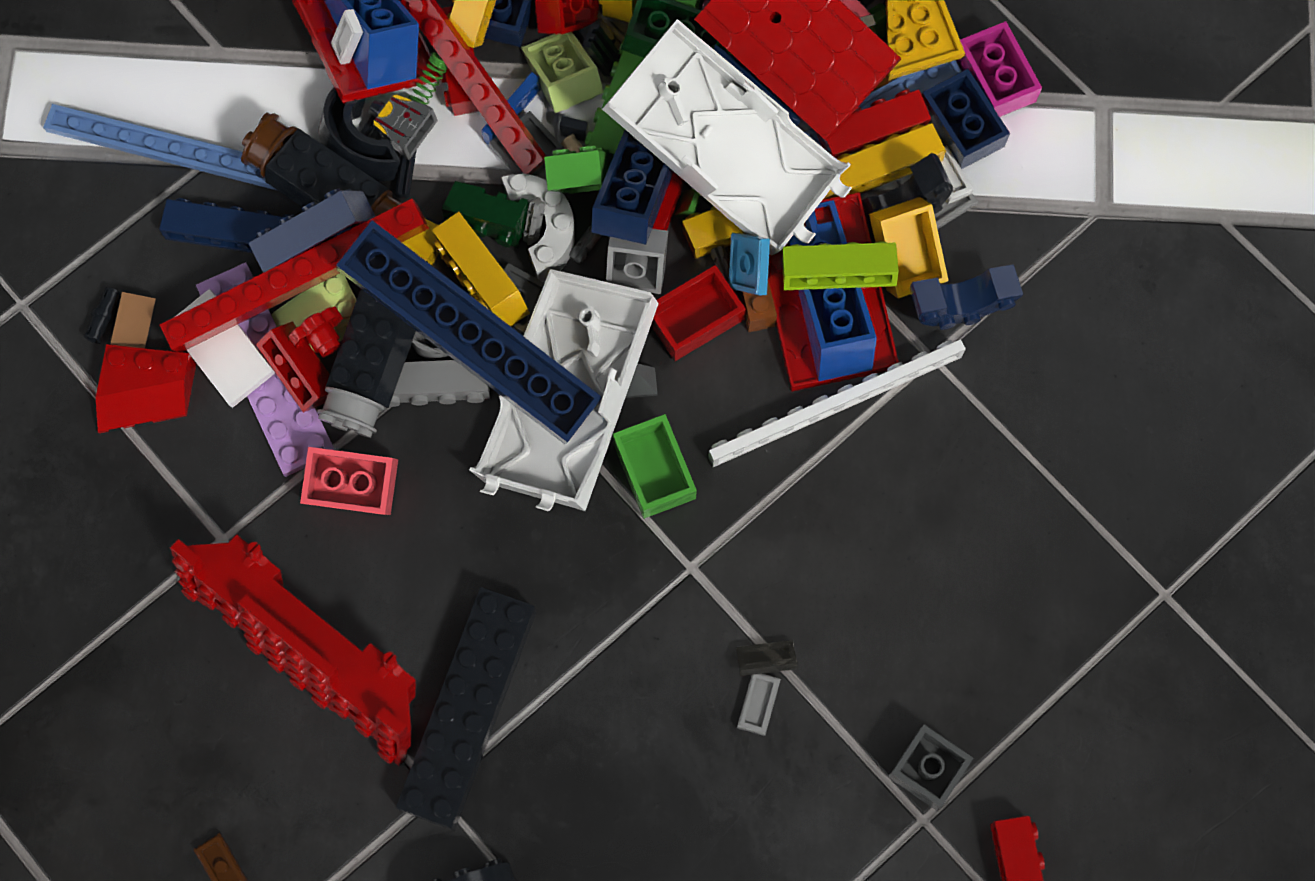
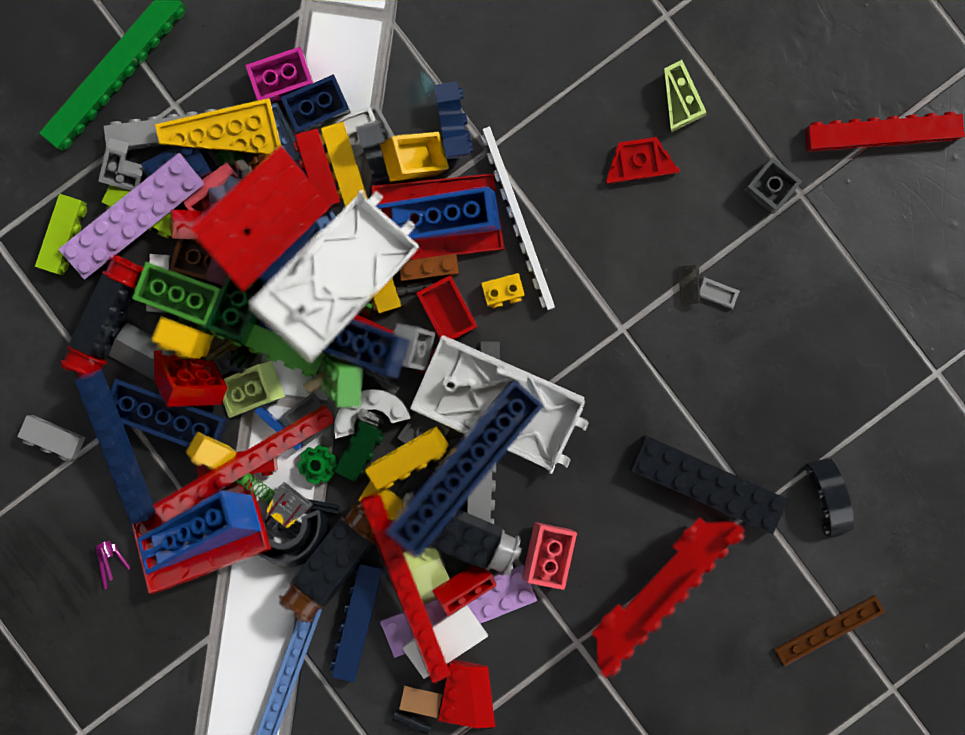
camera: 85 degrees left, 15 degrees up
(311, 228) = (374, 573): dark blue brick -> none
(319, 332) = (447, 572): red plant -> none
(347, 36) = (224, 543): white tile -> none
(464, 161) = (317, 464): none -> green plant
(573, 126) = (298, 384): black tile -> none
(654, 466) = (555, 347): bright green piece -> none
(731, 390) = (502, 290): none -> yellow brick
(749, 263) = (422, 269): dark azure tile -> none
(840, 266) = (432, 205): lime brick -> none
(943, 570) = (640, 160): none -> red wing
(1019, 259) = (428, 84): none -> clear light blue slope
(1046, 620) = (682, 97): none -> yellowish green wedge

